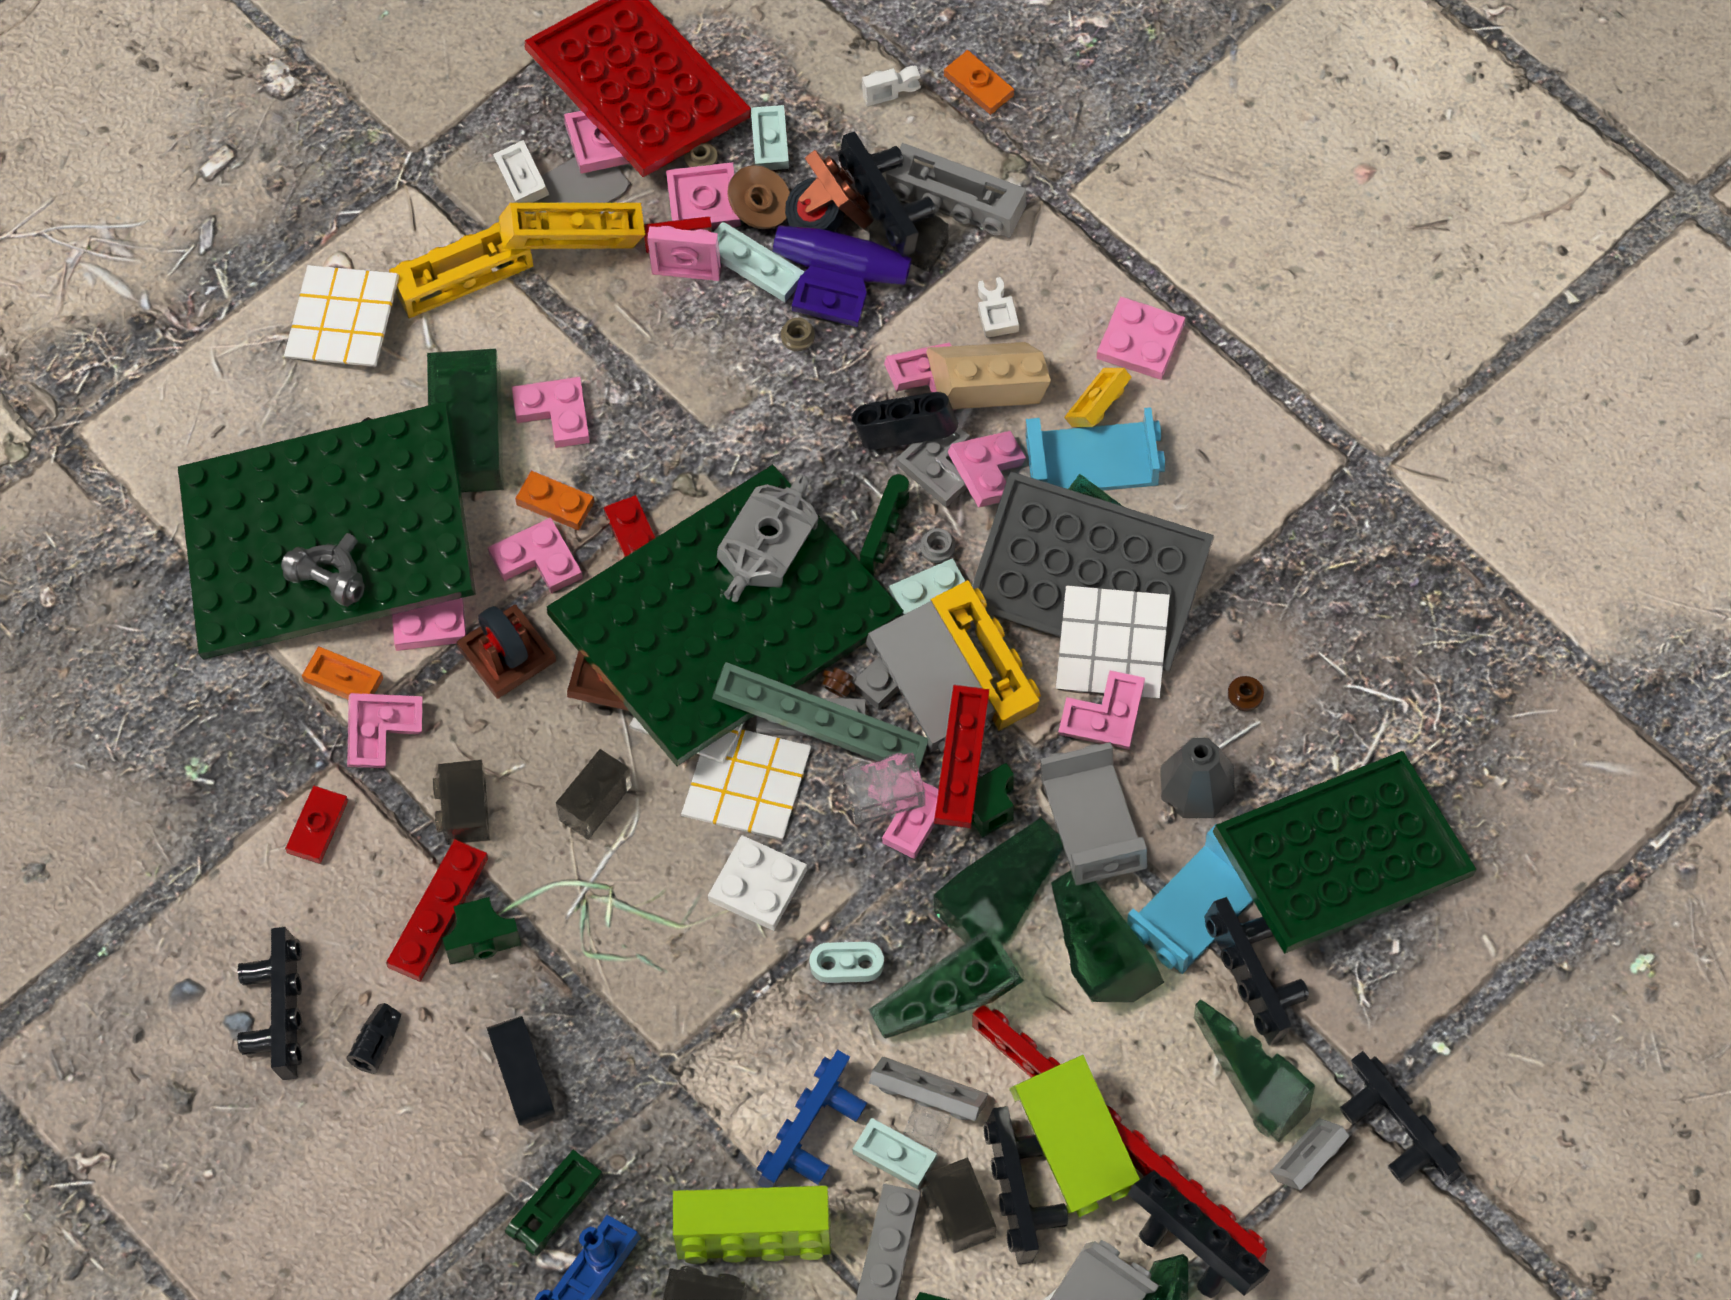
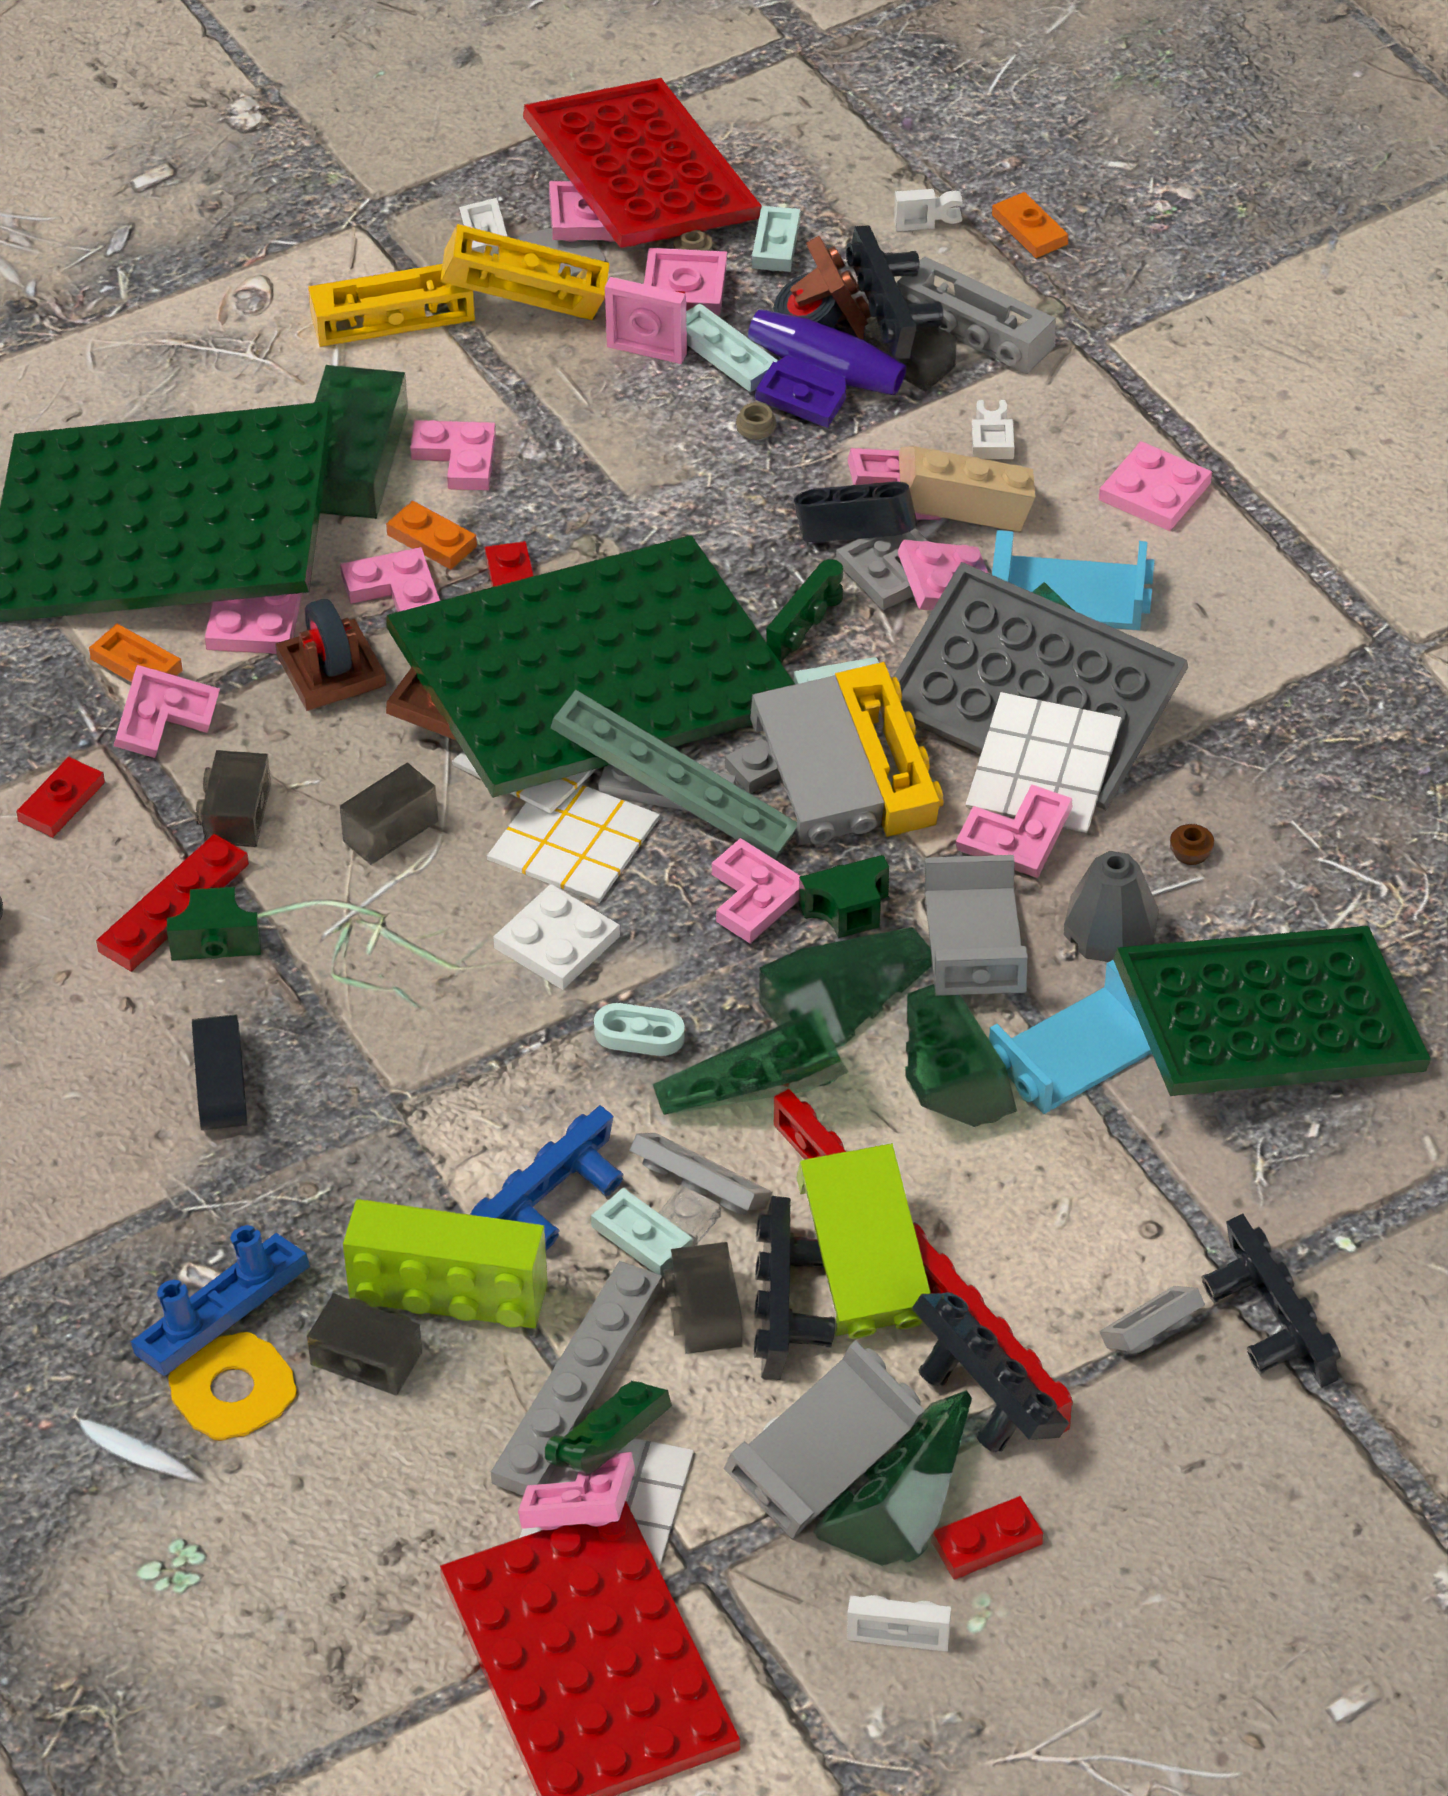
camera: 10 degrees right, 15 degrees down
(303, 564) = (160, 554): flat silver piece -> none
(341, 315) = (243, 325): white piece -> none
(374, 1039) = (66, 1009): black hinge -> none
(554, 1202) = (217, 1212): dark green plate -> none
(761, 558) = (648, 609): light grey plate -> none
(764, 187) = (745, 284): medium nougat dish -> none
(838, 682) = (708, 752): reddish brown plate -> none
(883, 787) = (730, 854): clear brick -> none
(935, 537) = (862, 642): light grey plate -> none
(961, 756) = (830, 834): red plate -> none
(1098, 397) = (1100, 524): yellow plate -> none
(1252, 982) = (1126, 1131): black plate -> none
(1268, 1087) = (1115, 1227): clear green wedge -> none

